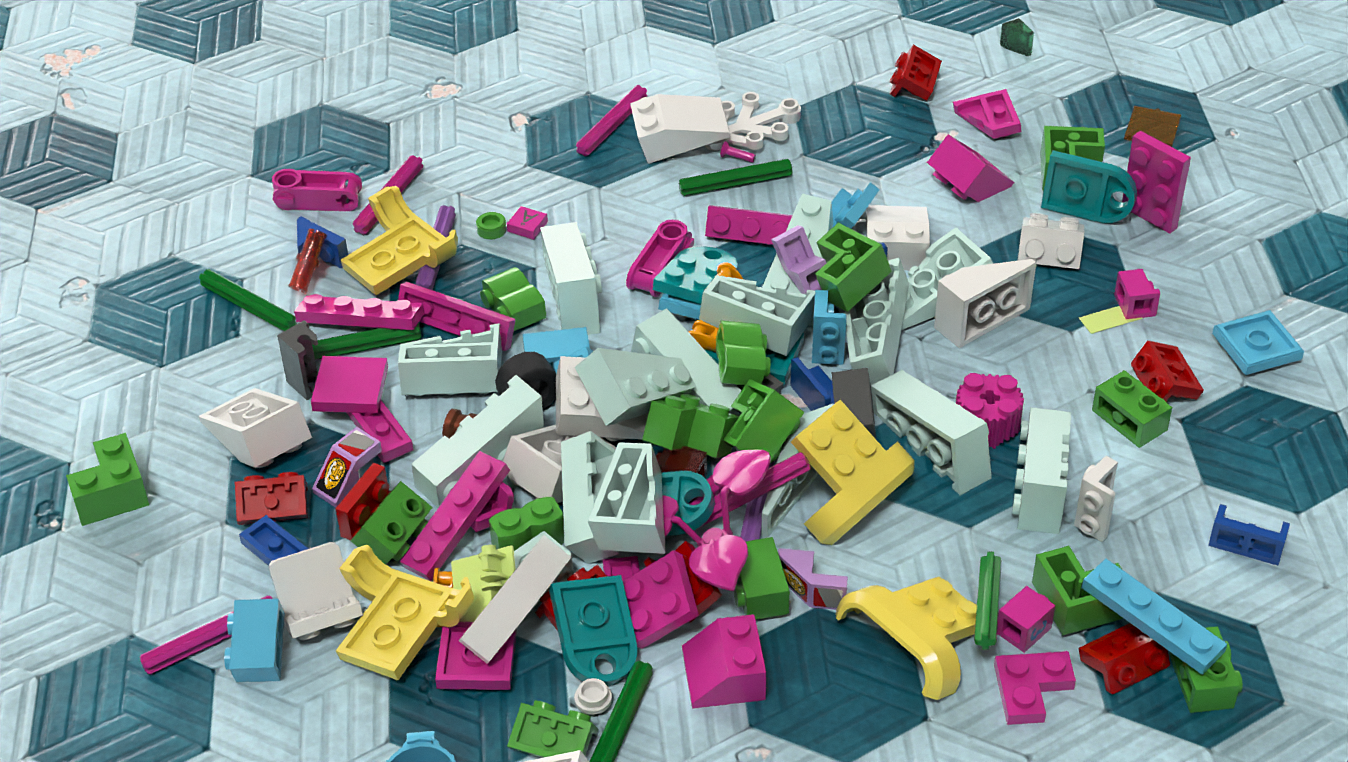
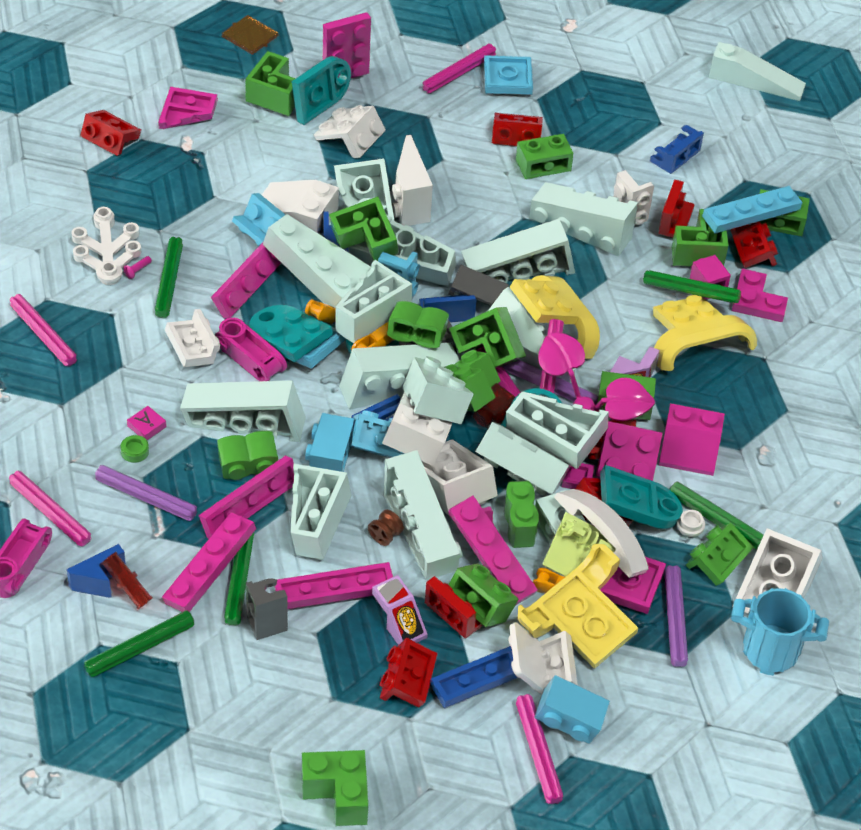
camera: 75 degrees left, 5 degrees up
(258, 426) = (314, 666): white slope -> none
(349, 384) = (309, 584): dark pink tile -> none
(401, 249) = (145, 510): light yellow piece -> none
(442, 715) = (676, 616): none -> medium lavender axle
(534, 371) = (366, 468): black tyre -> none
(645, 215) = (193, 340): none -> white bracket
(677, 124) = (91, 286): white slope -> none
(798, 258) = (348, 257): lavender slope -> none
(967, 171) = (251, 143): dark pink slope -> none
(994, 401) = (513, 216): dark pink brick -> none
(1017, 37) = (105, 57): clear green slope -> none
(1105, 319) = (440, 135): yellowish green sticker -> none
(1127, 545) = (676, 210): none -> red bracket
(1136, 294) = (432, 111): dark pink brick -> none
(1234, 298) = (458, 68): none -> dark pink axle

